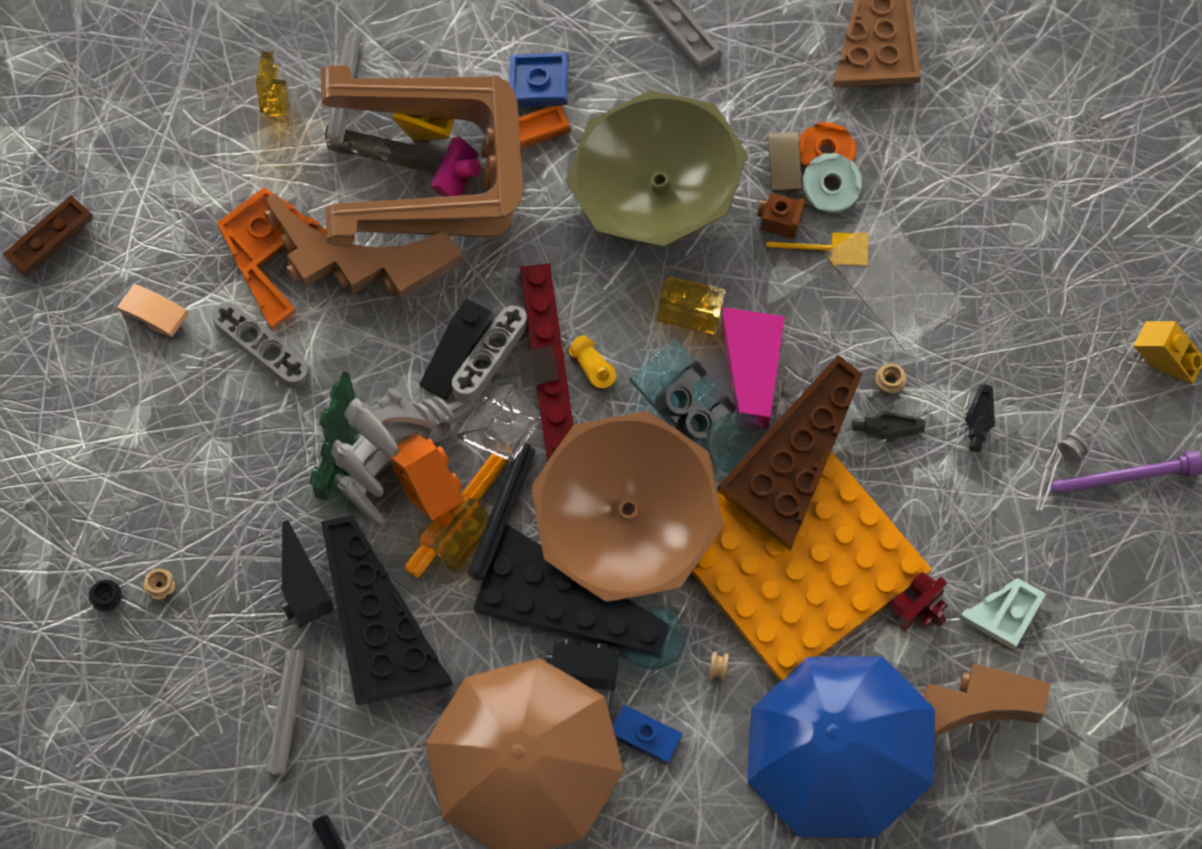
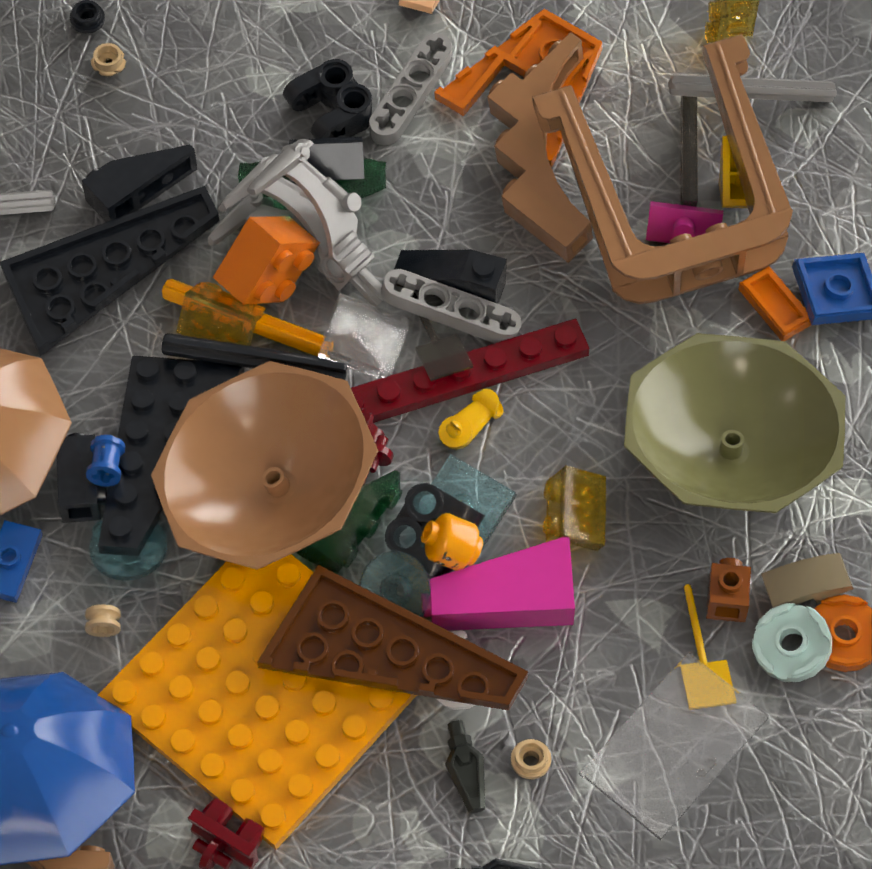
camera: 80 degrees right, 5 degrees down
(259, 401) = (337, 89): none -> black piece
(335, 398) = (337, 157): none -> brick
(579, 631) = (105, 460): none -> blue bush
(717, 386) = (452, 541): none -> light orange head

